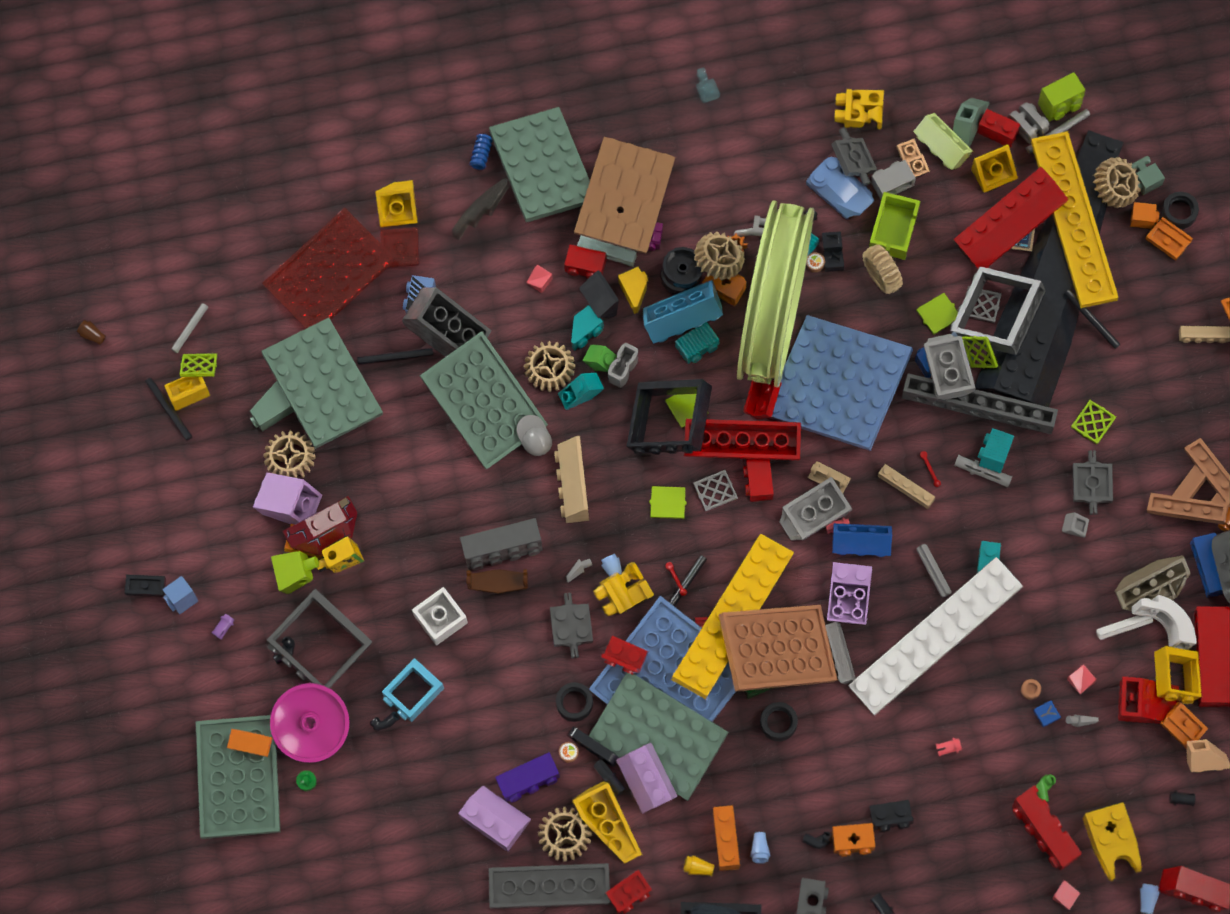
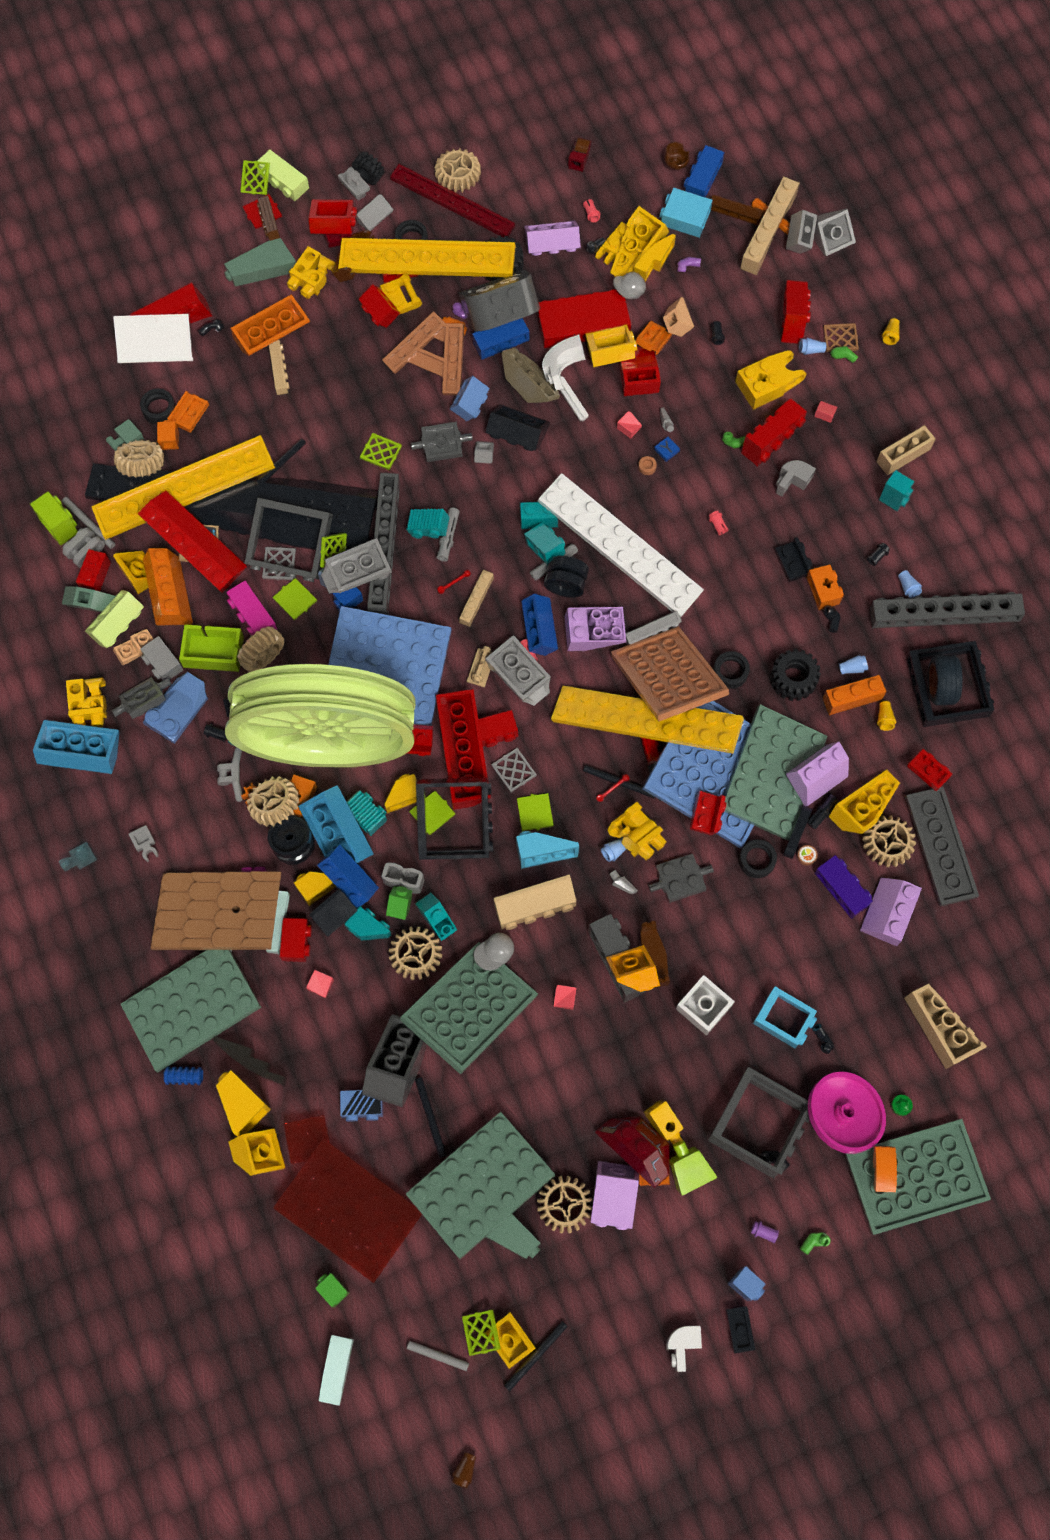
camera: 105 degrees left, 0 degrees up
(148, 532) = (681, 1339): none -> white brick
(200, 242) = (335, 1370): none -> light aqua slope
(205, 669) = (815, 1239): none -> bright green arm
(265, 248) = (331, 1289): none -> bright green brick
(364, 836) = (943, 1027): none -> tan wedge
(442, 193) = (240, 1103): none -> yellow slope
(478, 494) = (565, 997): none -> coral slope
(480, 545) = (634, 969): none -> light orange slope
(625, 487) = (541, 849): none -> medium azure slope
(632, 313) = (348, 876): none -> blue brick
(710, 142) = (143, 841): none -> light grey plate
(712, 377) = (402, 793): none -> yellow slope
(765, 767) = (799, 661): none -> black tyre
(815, 94) = (76, 746): none -> dark azure slope
(911, 575) = (566, 576): none -> black wheel
(930, 269) = (249, 608): none -> dark pink brick
(952, 562) = (545, 542): none -> teal brick
(965, 193) = (167, 587): none -> orange slope
(993, 840) = (794, 472): none -> light grey brick
(1097, 562) = (517, 427): none -> black slope
(1137, 518) = (470, 398): none -> medium blue brick

